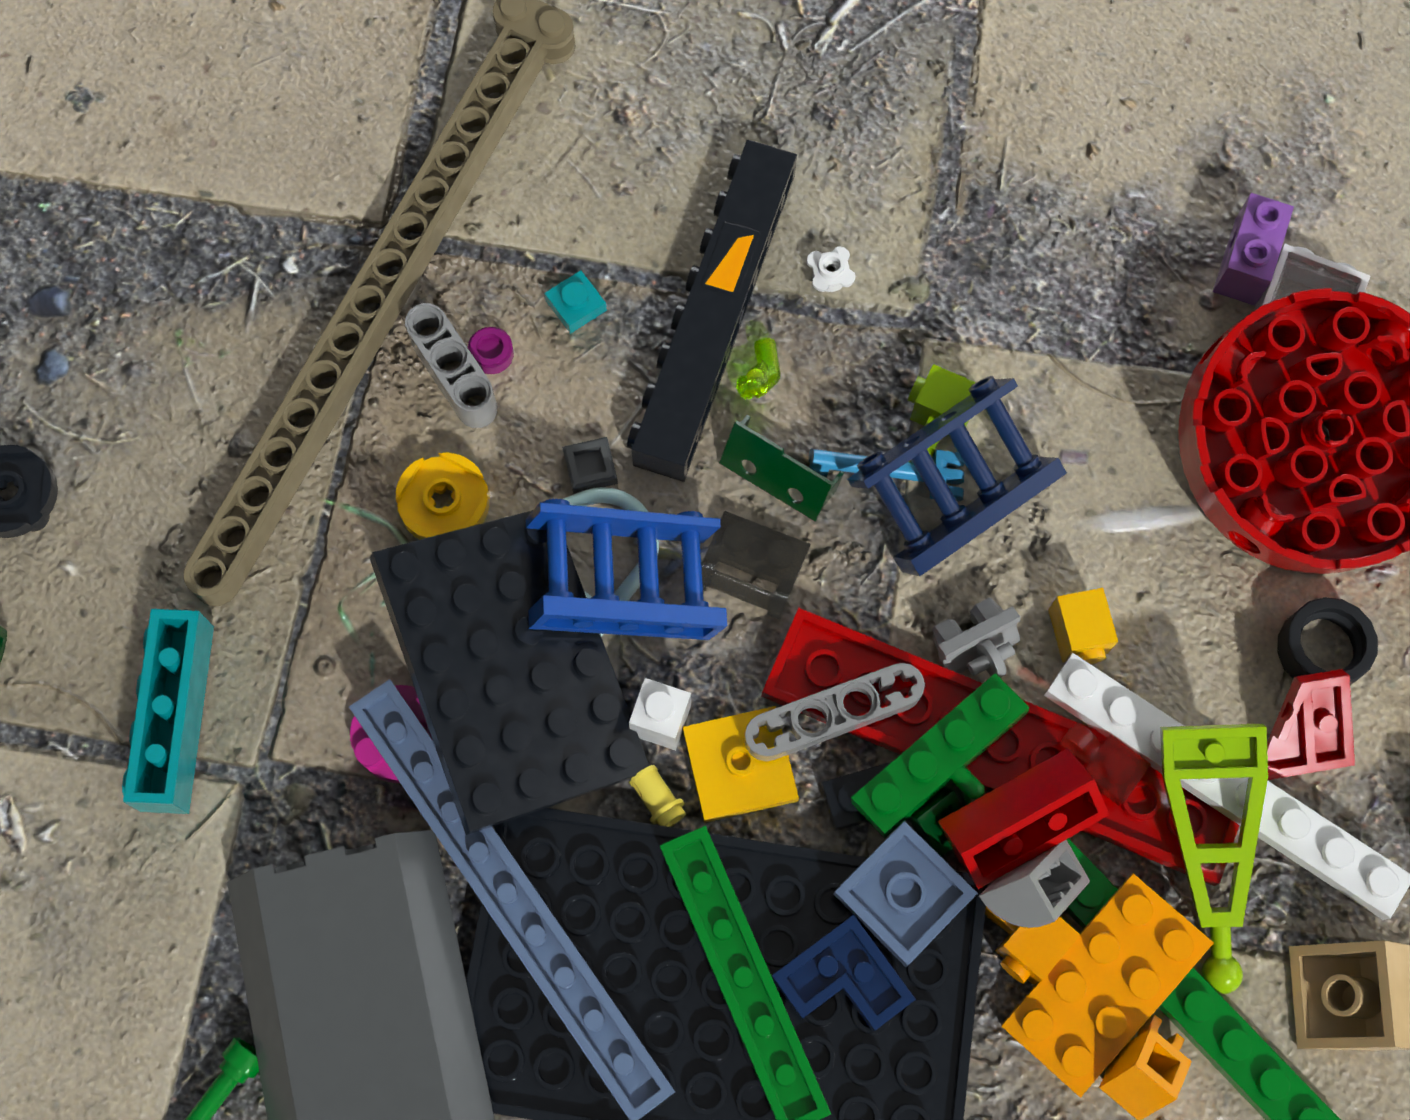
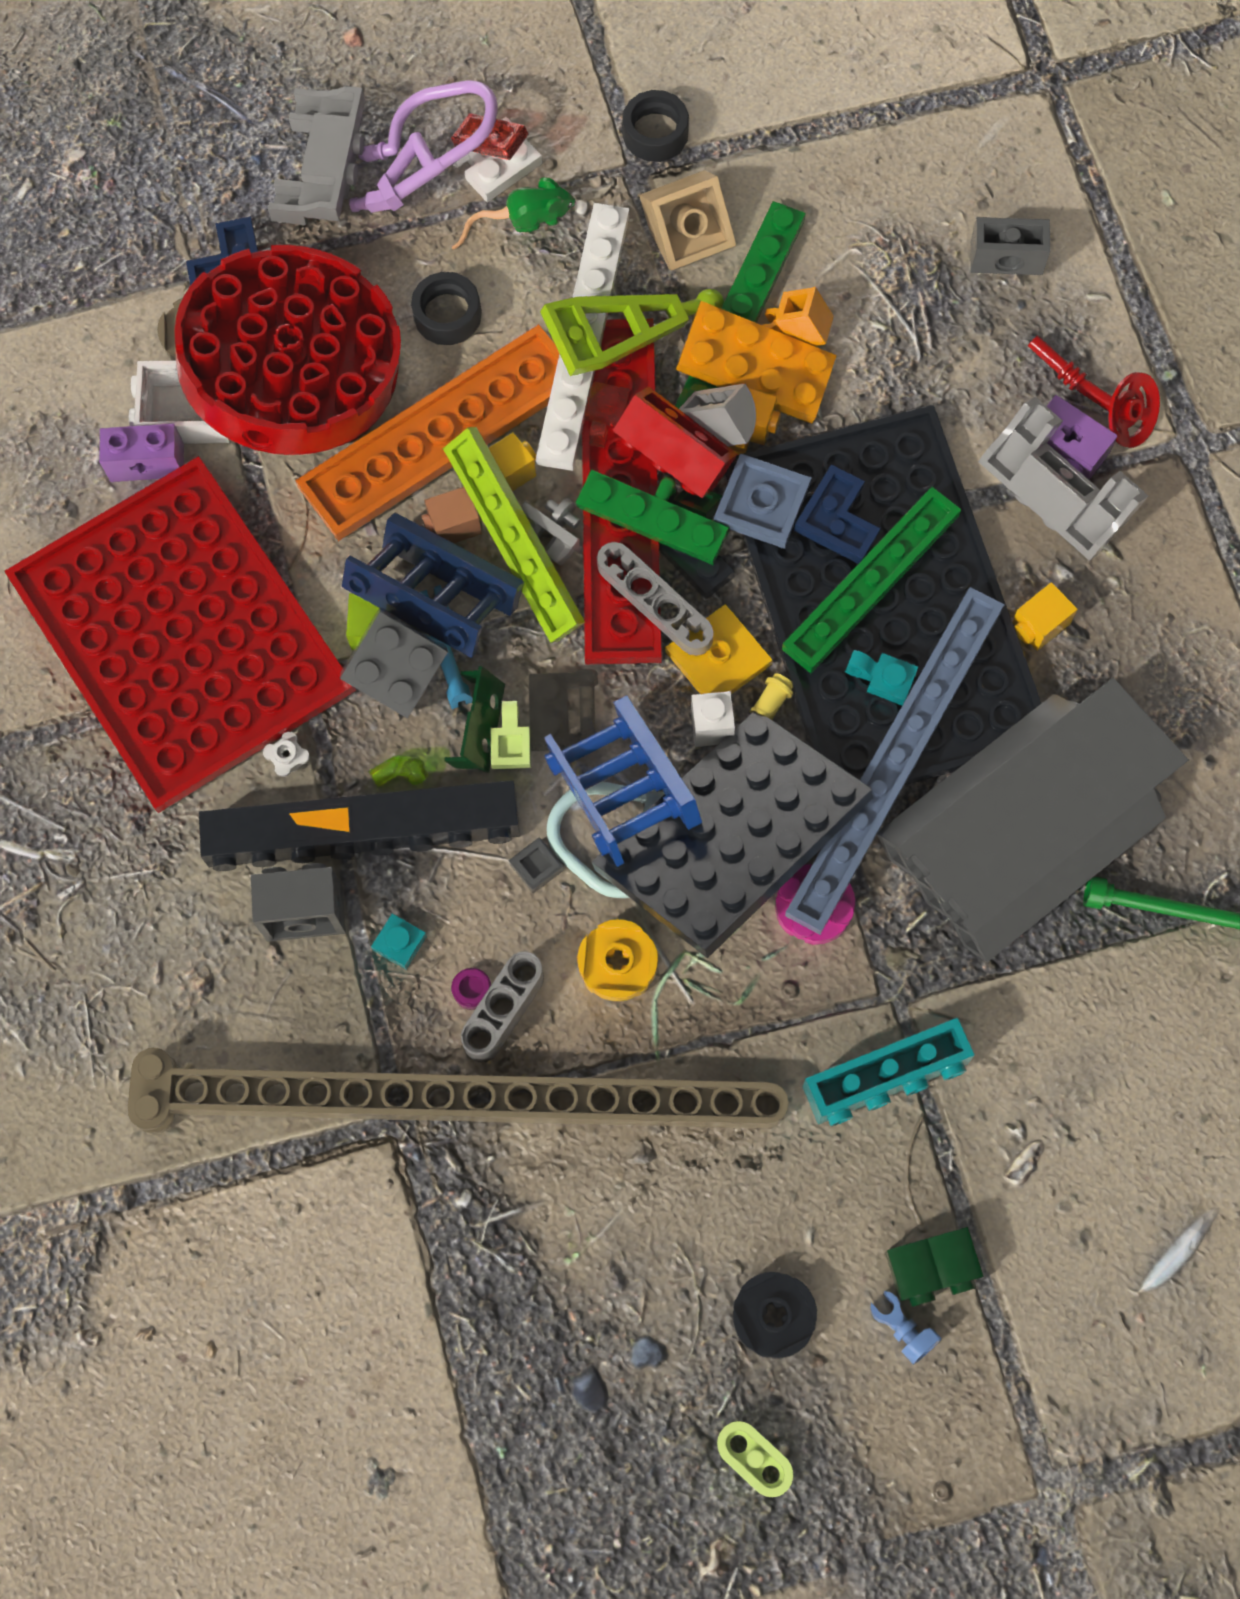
camera: 110 degrees left, 0 degrees up
(611, 937) = (887, 678): none -> teal plate
(651, 208) = (298, 902): none -> dark grey brick
(739, 490) = (510, 743): none -> yellowish green plate
(876, 393) = (393, 662): none -> dark grey brick
(985, 587) = (513, 534): none -> lime plate
(1021, 219) = (179, 633): none -> red plate
(1040, 539) = (452, 516): none -> nougat brick
(1158, 562) = (409, 447): none -> orange plate
(1313, 727) = (511, 294): wing -> none

